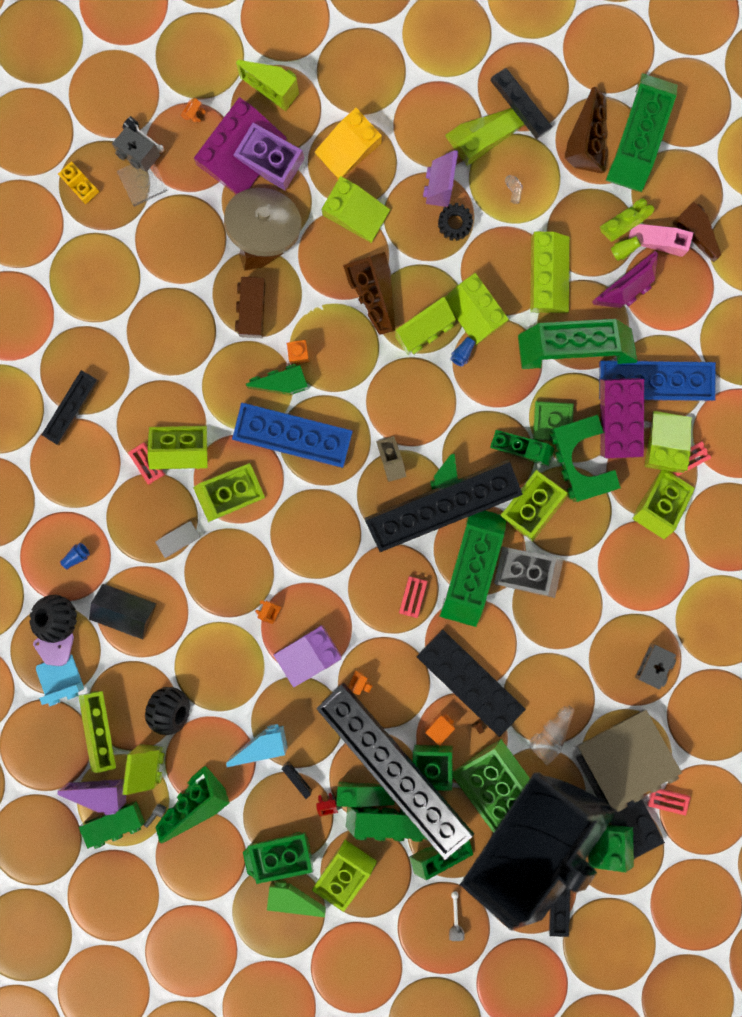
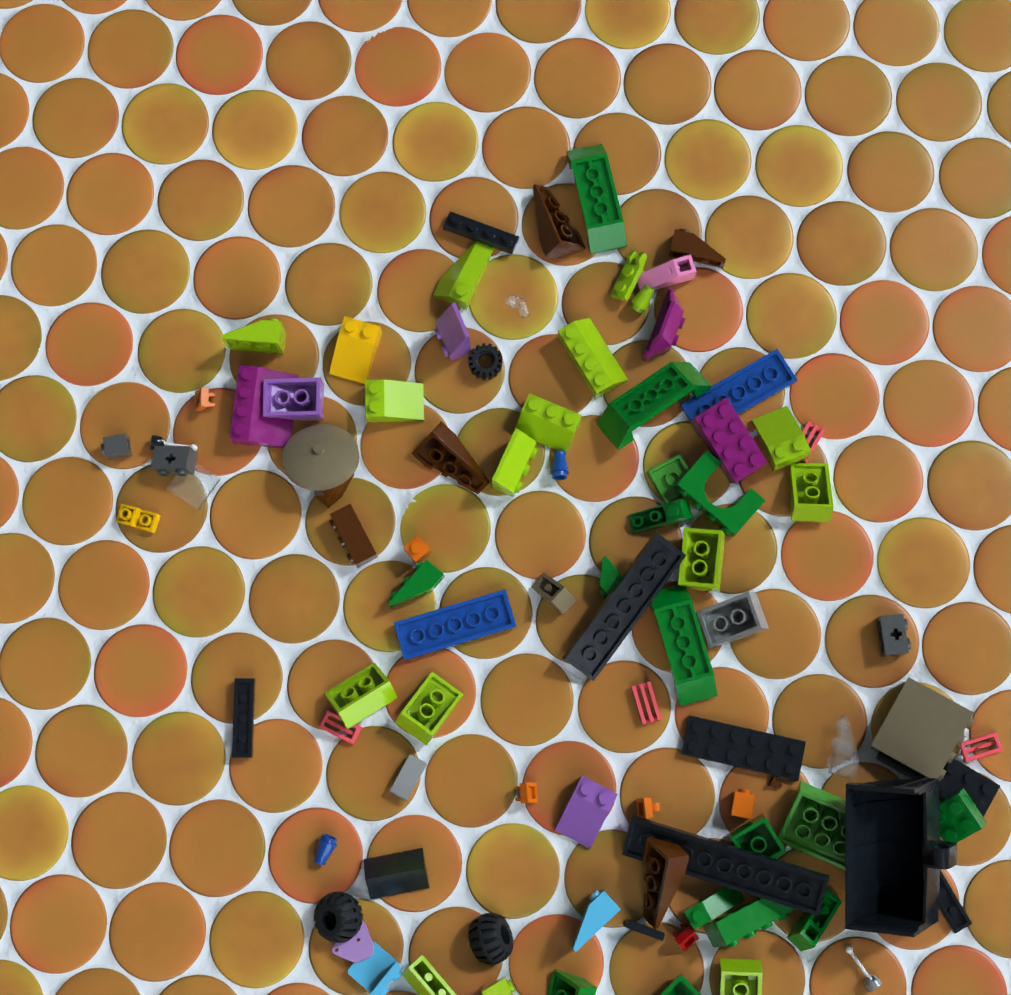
camera: 30 degrees left, 10 degrees down
(94, 108) = (116, 447): none -> dark grey brick
(337, 749) = (664, 874): none -> reddish brown wedge

